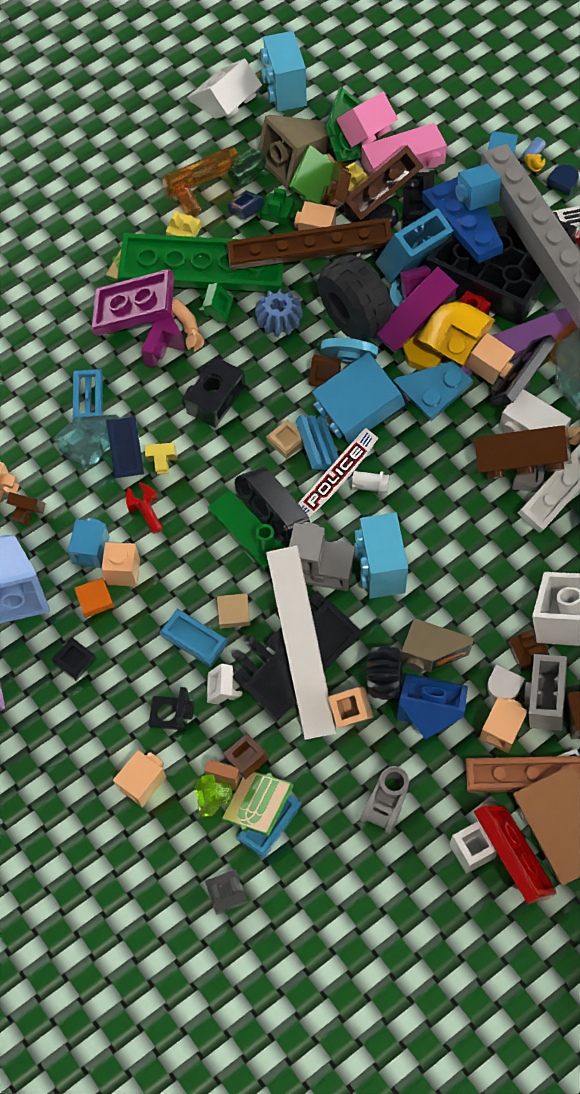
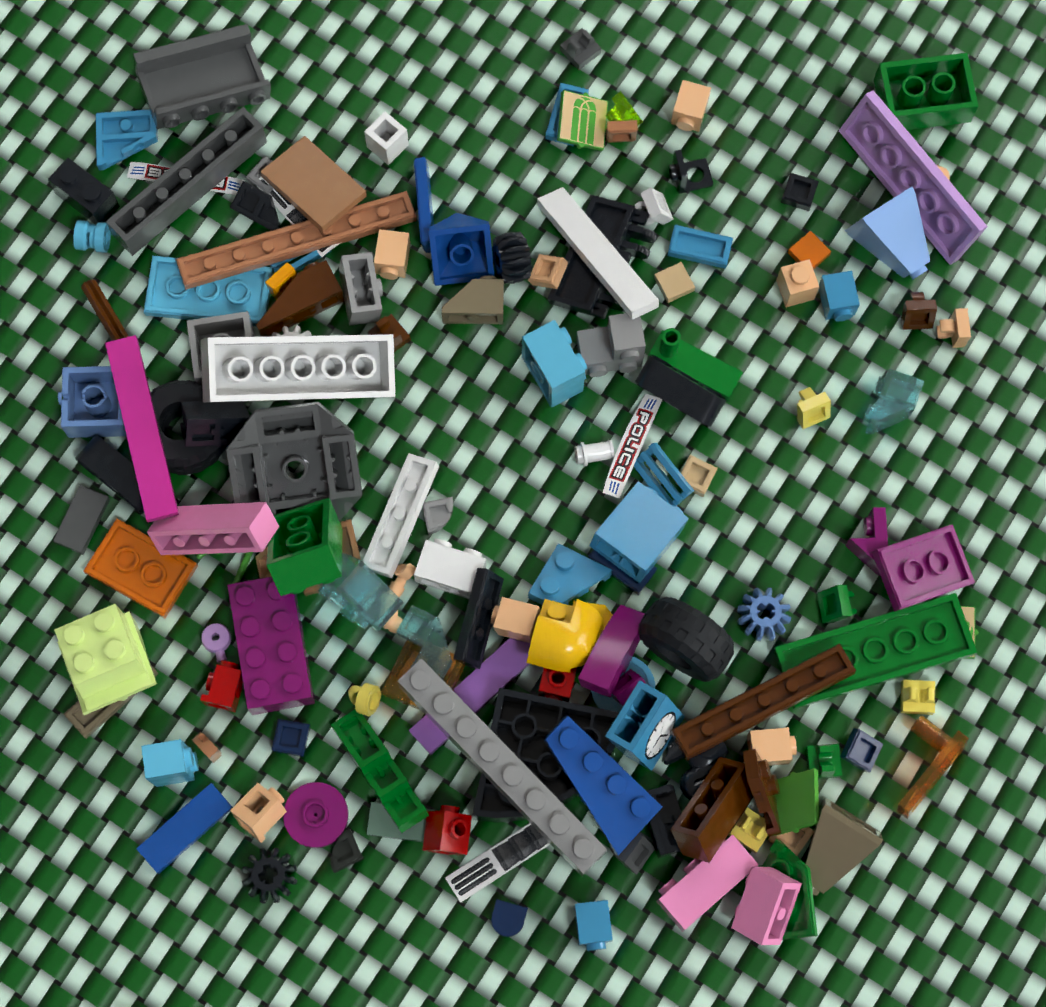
camera: 155 degrees right, 10 degrees up
(88, 374) = (909, 460): dark azure tile -> none
(125, 446) = (851, 400): dark blue tile -> none
(145, 506) = (805, 357): red bar -> none
(194, 338) = (858, 578): light nougat arm -> none
(212, 406) = (786, 514): black brick -> none
(226, 90) = (960, 911): white slope -> none
(246, 756) = (608, 156): reddish brown tile -> none
(247, 167) = (882, 801): clear green brick -> none
(284, 71) = (897, 950): medium azure brick -> none
(323, 369) = (686, 558): reddish brown tile -> none
(347, 349) = (669, 580): medium azure piece -> none
(350, 707) = (531, 217): light nougat brick -> none
(351, 657) = (548, 271): none -> light nougat tile
(383, 804) = (473, 155): light grey piece -> none
(453, 766) = (424, 201): none -> blue tile
(478, 186) = (598, 808): dark azure brick -> none
(504, 683) = (402, 295): white tile -> none
(515, 853) = (350, 141): red tile -> none
(523, 451) = (451, 518): reddish brown brick -> none
(532, 156) = (555, 938): arm -> none

